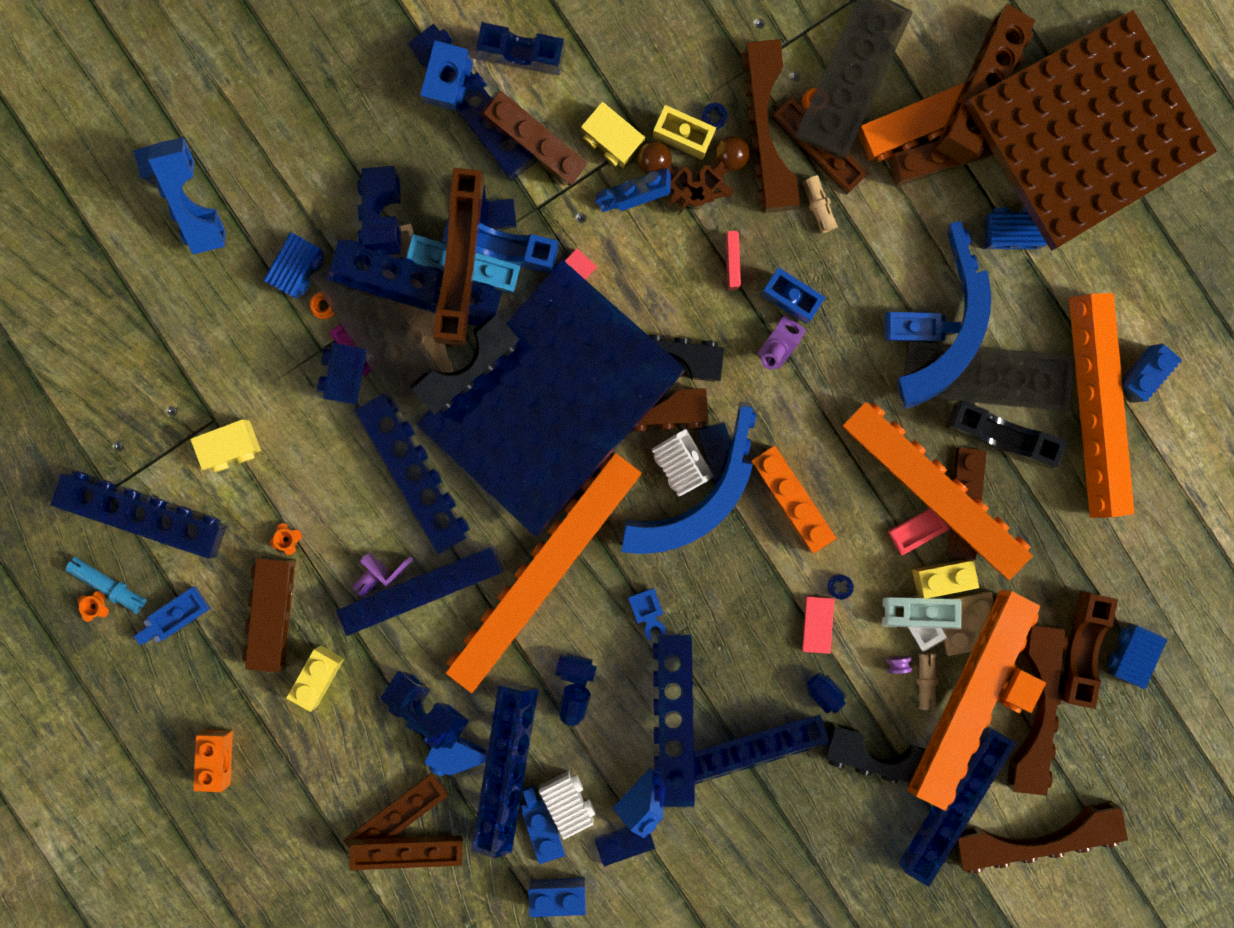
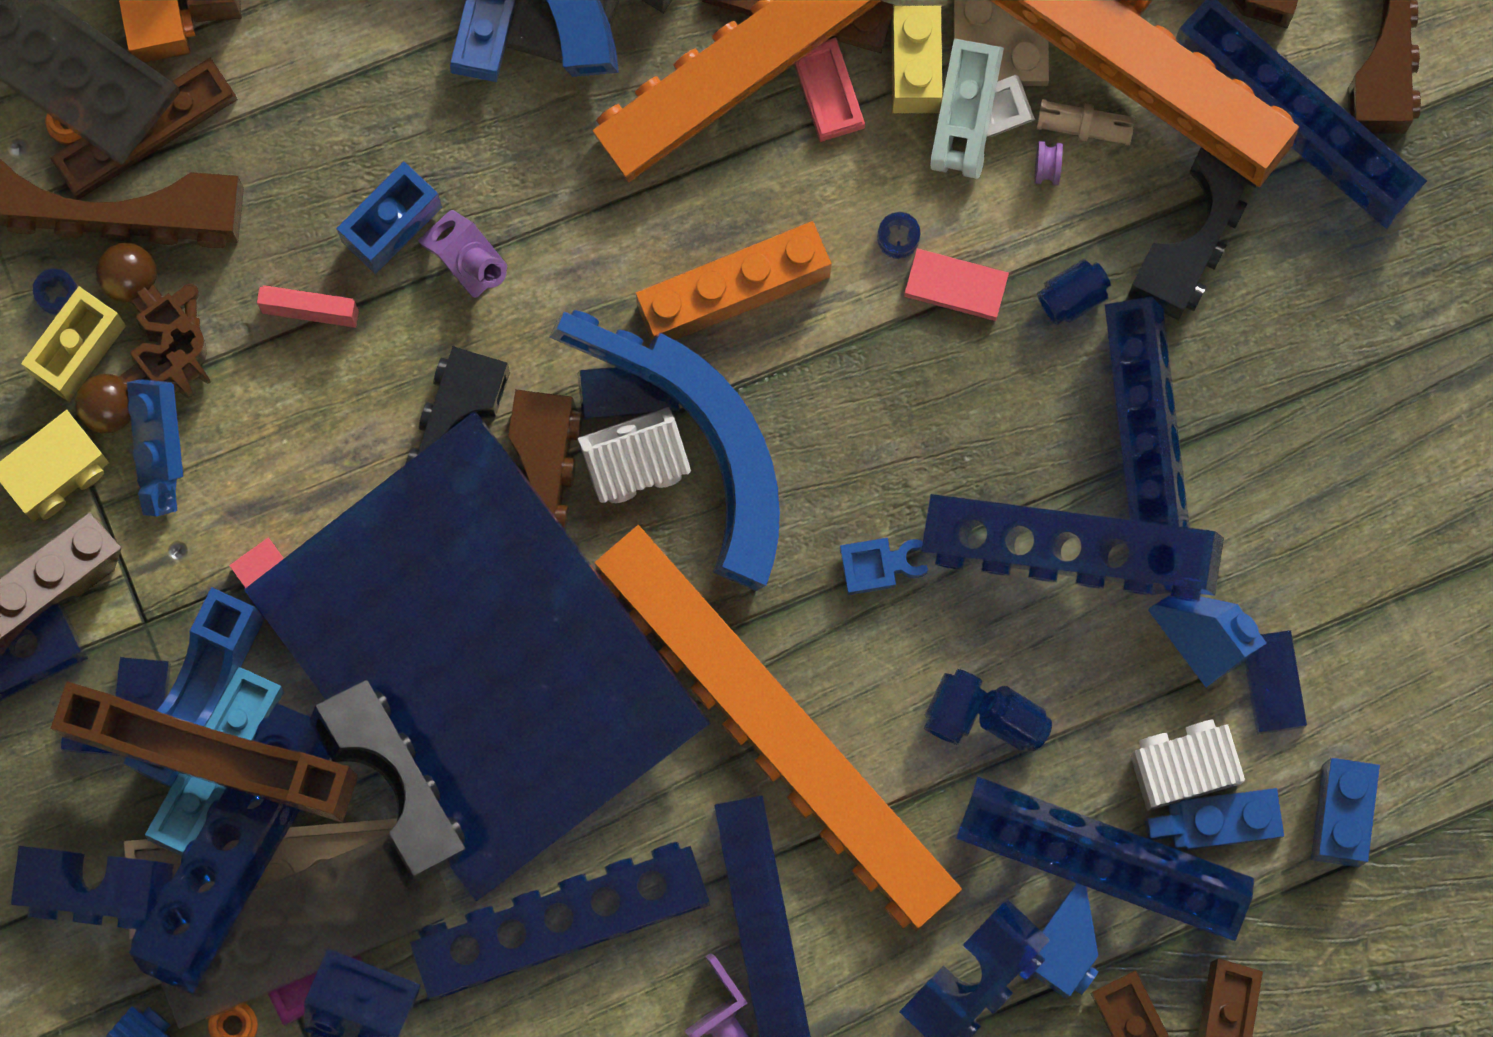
camera: 75 degrees left, 10 degrees down
(819, 204) = (244, 146): tan pin -> none

